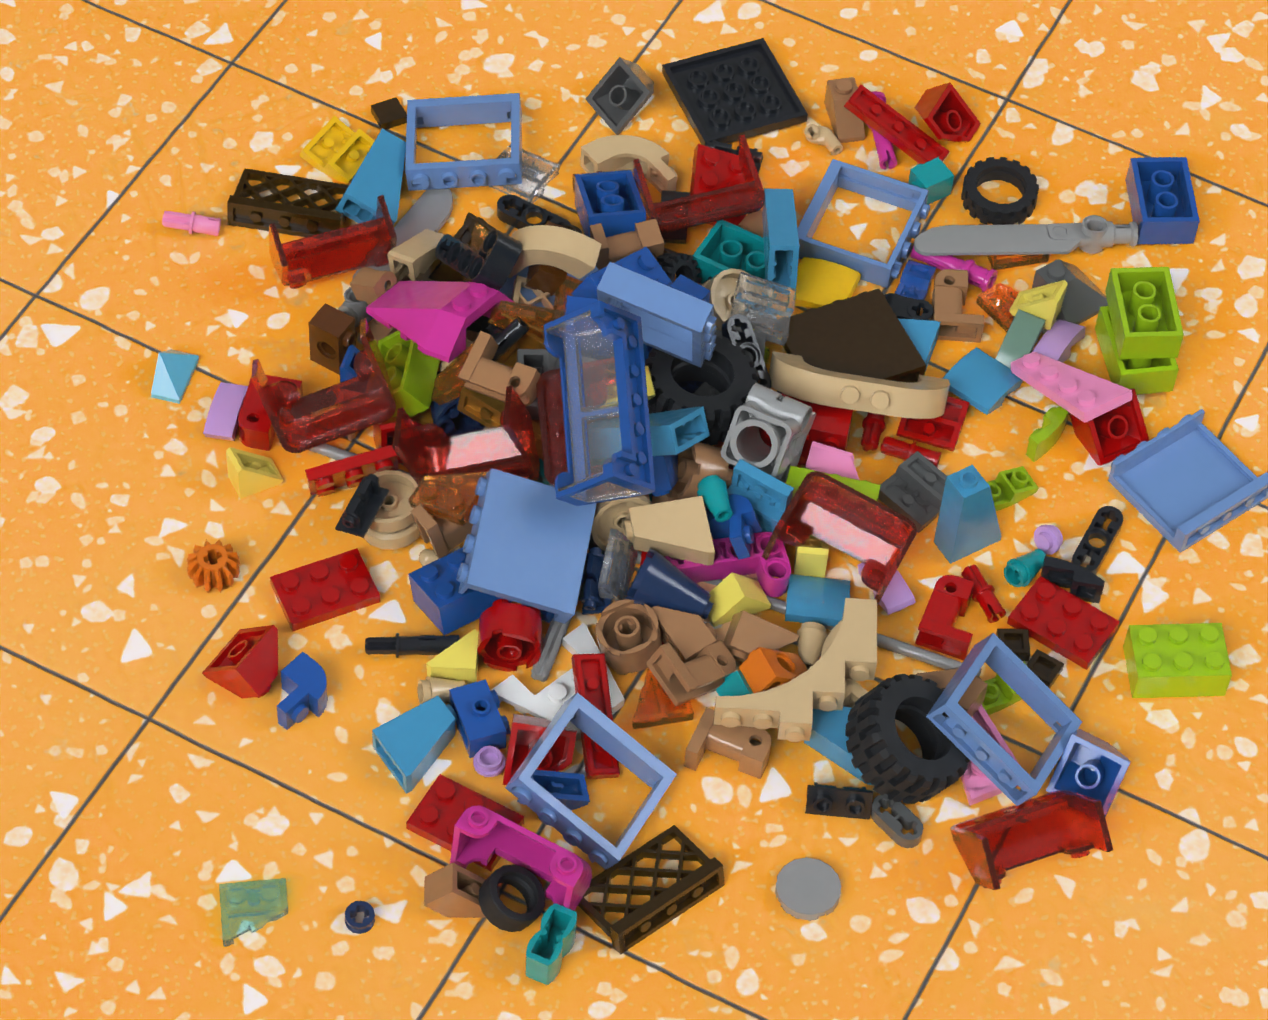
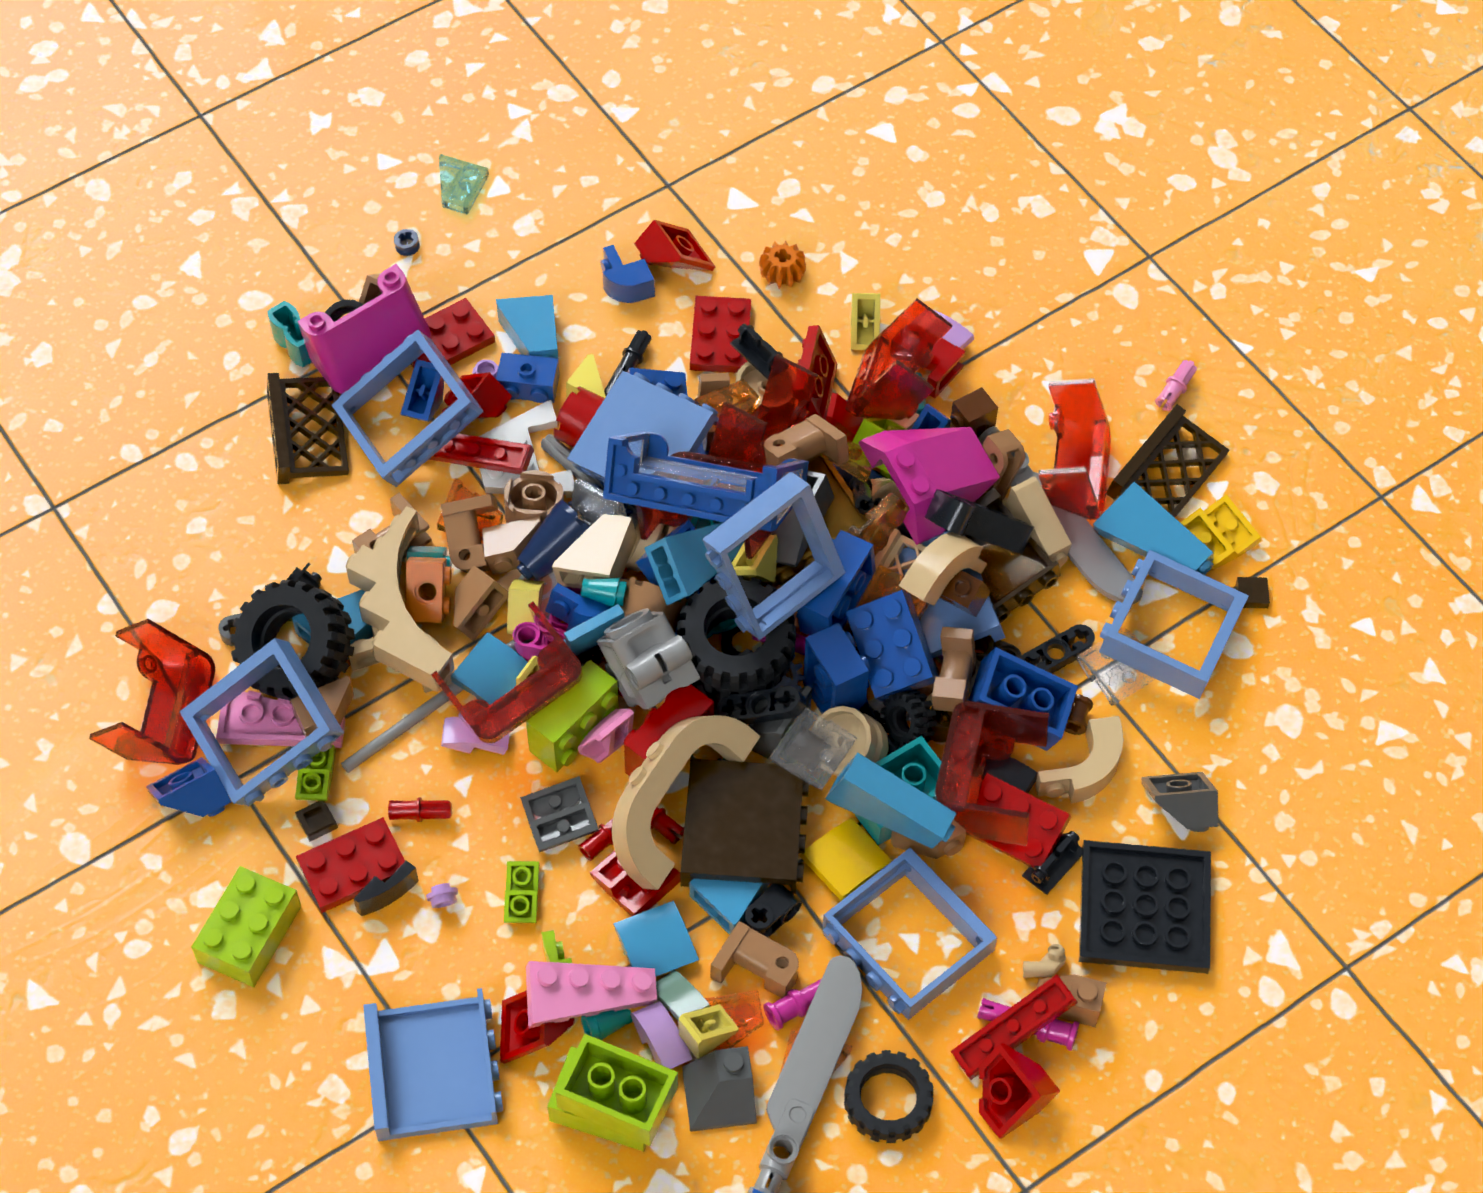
camera: 120 degrees right, 5 degrees up
(173, 375) = (1009, 314): medium azure slope -> none
(434, 686) = (569, 361): tan cone -> none
(808, 888) = (232, 535): light grey tile -> none
(810, 642) = (454, 643): tan cone -> none
(915, 280) = (812, 950): blue slope -> none
(932, 177) = (933, 1029): teal brick -> none
(941, 614) = (415, 758): red piece -> none
(966, 516) = (486, 811): dark azure slope -> none
(1017, 641) = (356, 810): dark brown tile -> none
(1024, 568) = (424, 857): teal cone -> none
(1096, 530) = (417, 927): black beam -> none

